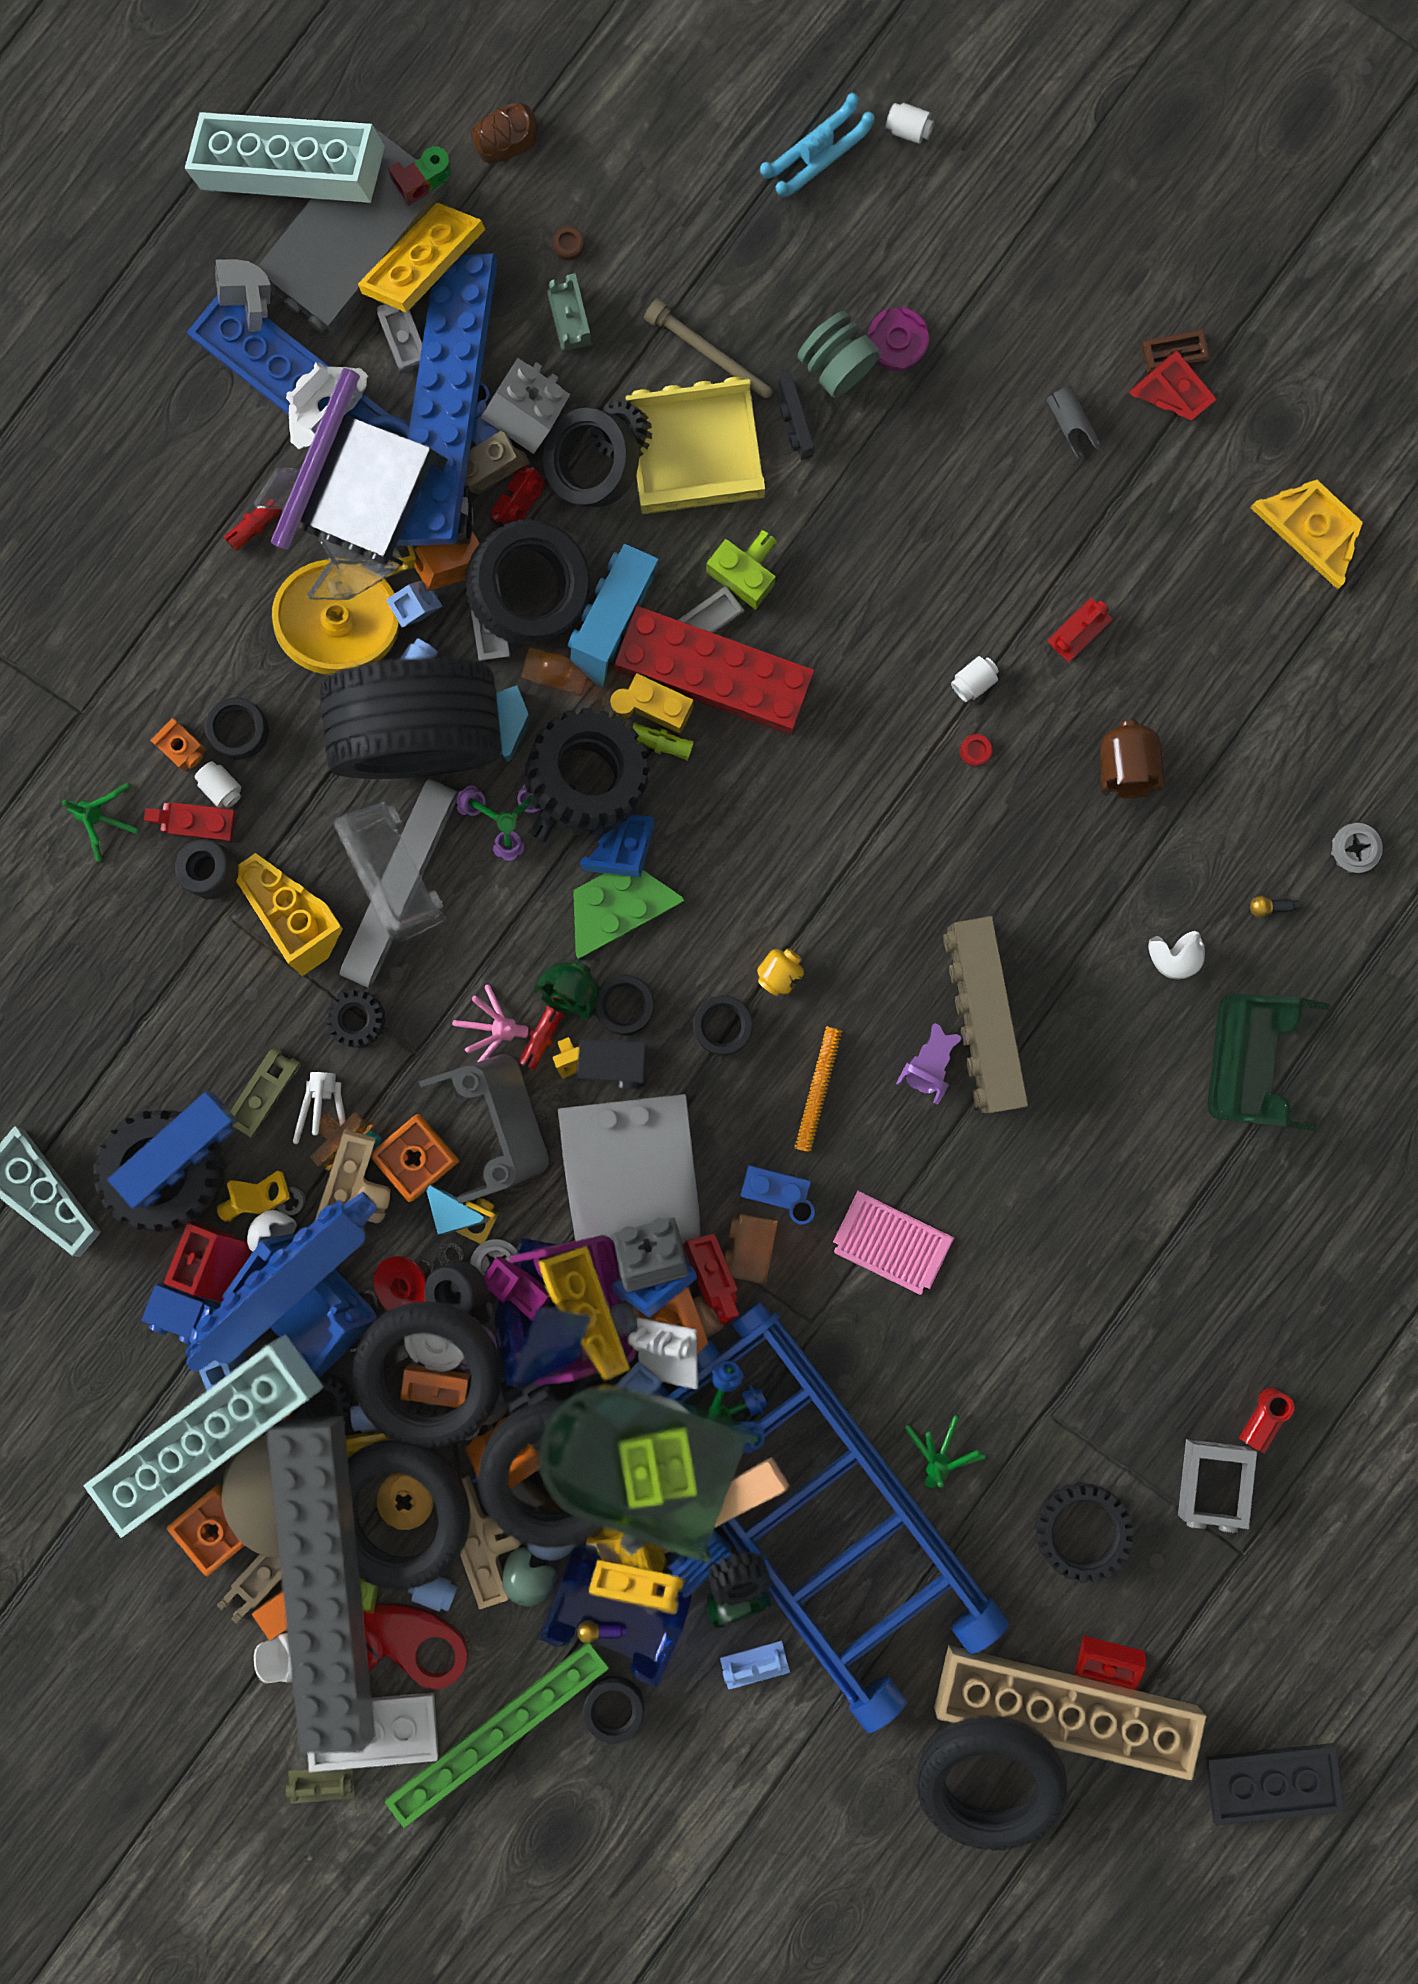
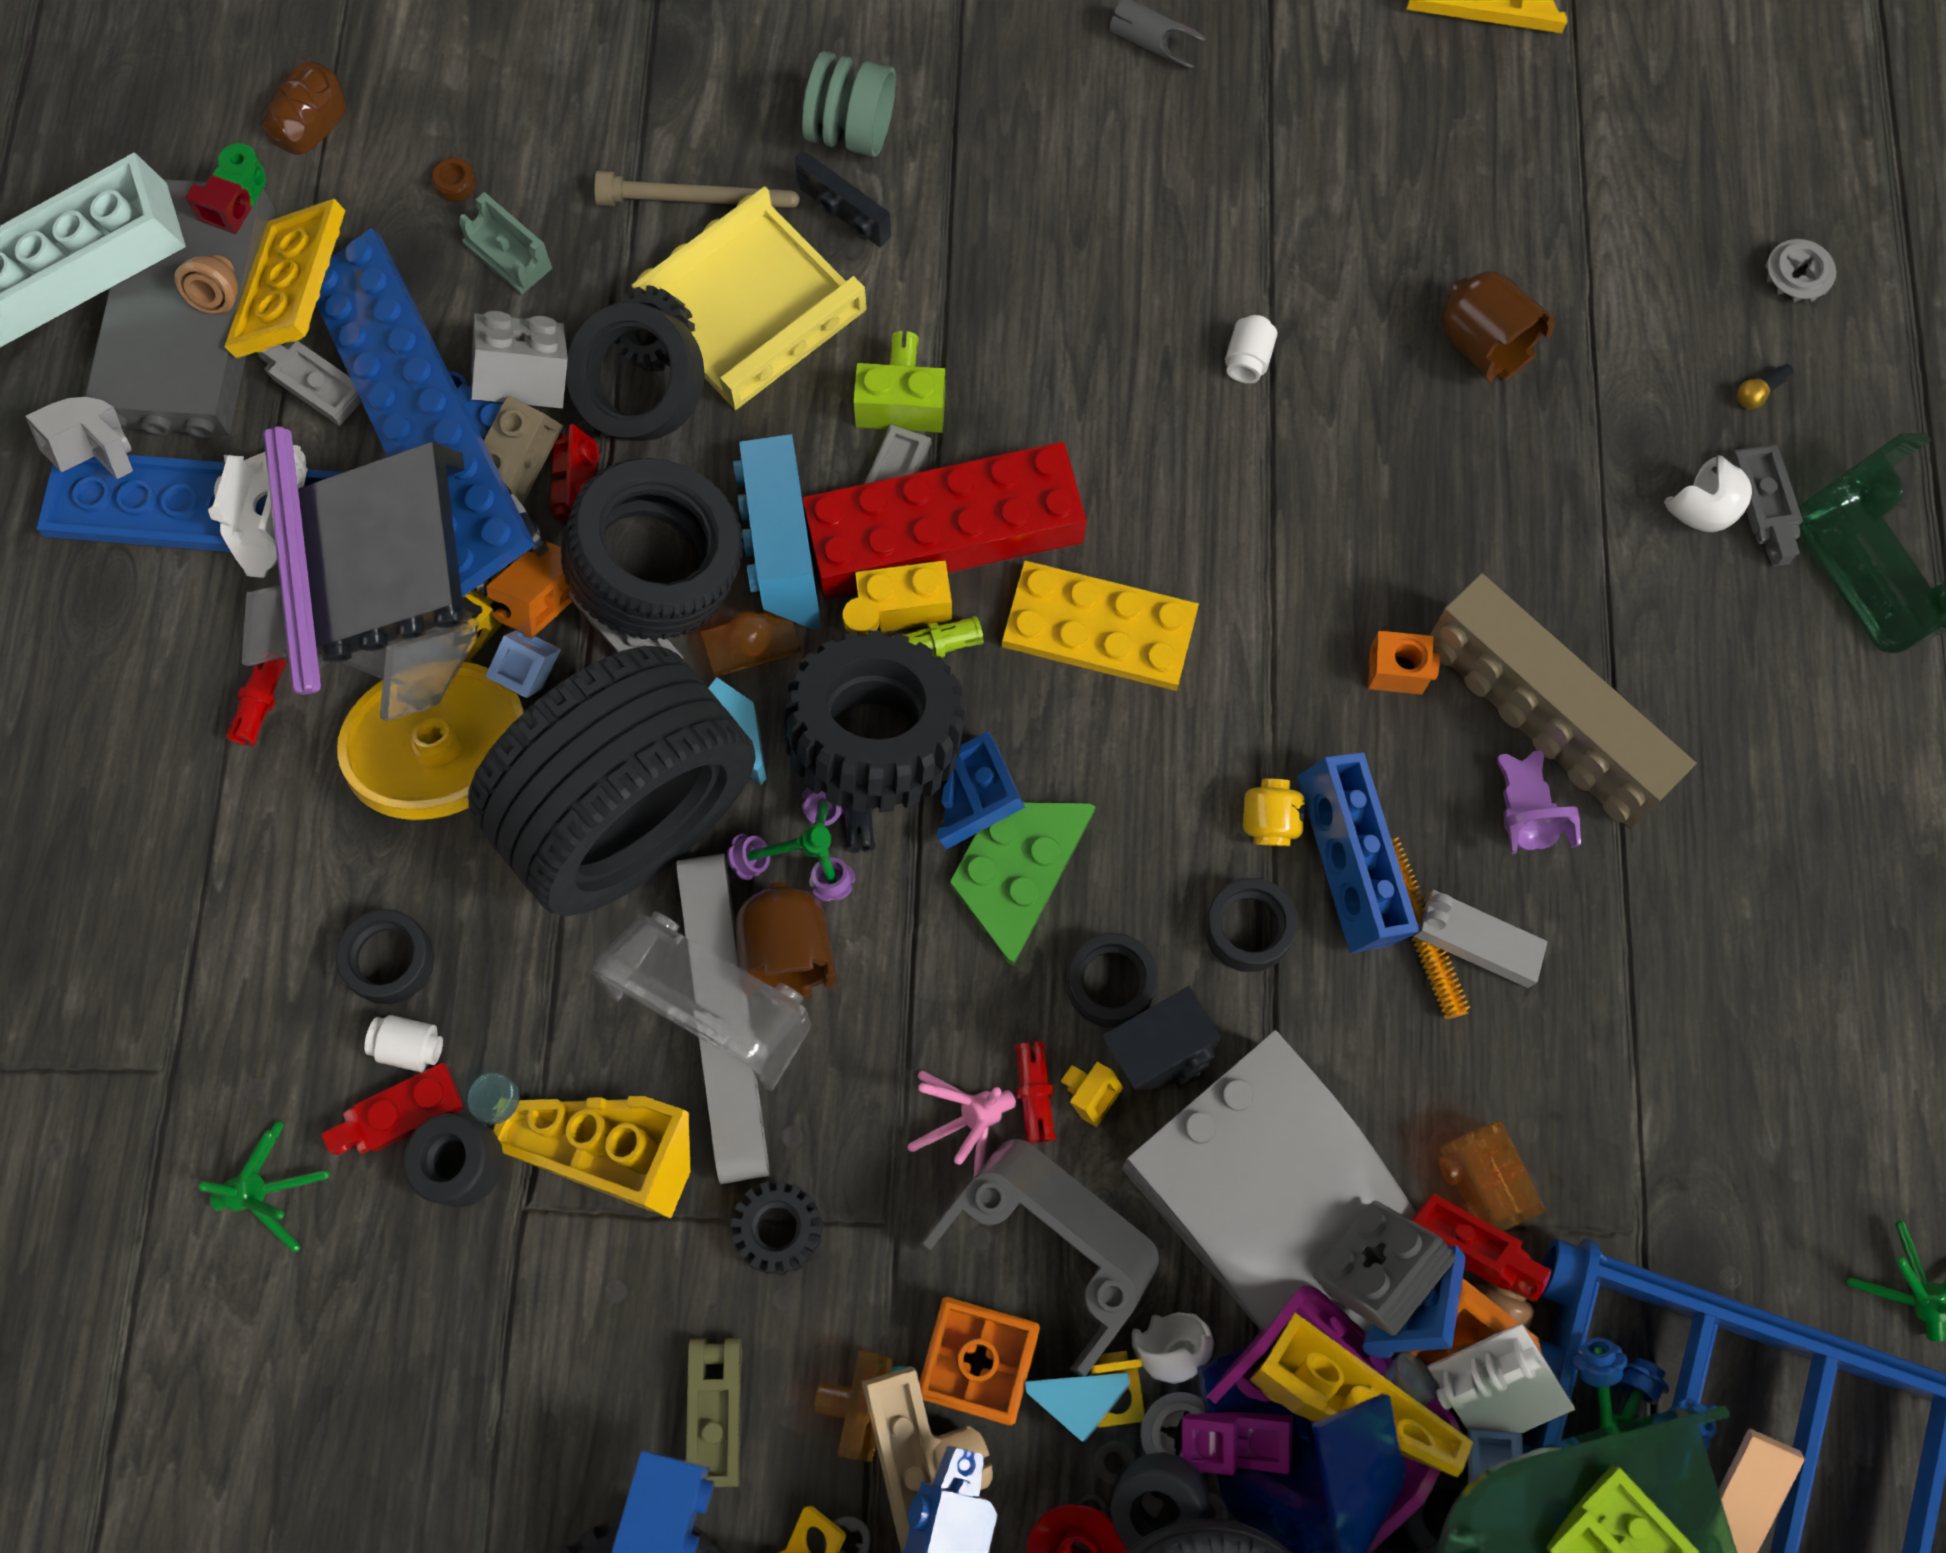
camera: 35 degrees left, 15 degrees down
(170, 736) = (300, 1024): orange brick -> none
(248, 847) = (493, 1098): none -> clear light blue tile
(319, 1087) = (790, 1349): white plant -> none
(371, 235) = (207, 283): none -> medium nougat brick
(456, 865) = (785, 939): none -> reddish brown cylinder
(520, 1218) = (1173, 1346): none -> white hair
(569, 989) = (1032, 1003): dark green cylinder -> none
(763, 793) = (1100, 625): none -> yellow plate
(777, 1190) = (1470, 1082): blue hinge -> none
(809, 1025) = (1357, 853): none -> blue brick
(844, 1118) = (1481, 939): none -> light grey hinge
(891, 1243) = (1650, 1059): bright pink window -> none
(900, 337) = (911, 56): magenta tile -> none
(905, 933) = (1389, 676): none -> orange brick
(976, 750) = (1308, 426): red tile -> none
(1080, 629) = (1325, 229): red hinge -> none
(1215, 977) = (1772, 505): none -> dark grey hinge

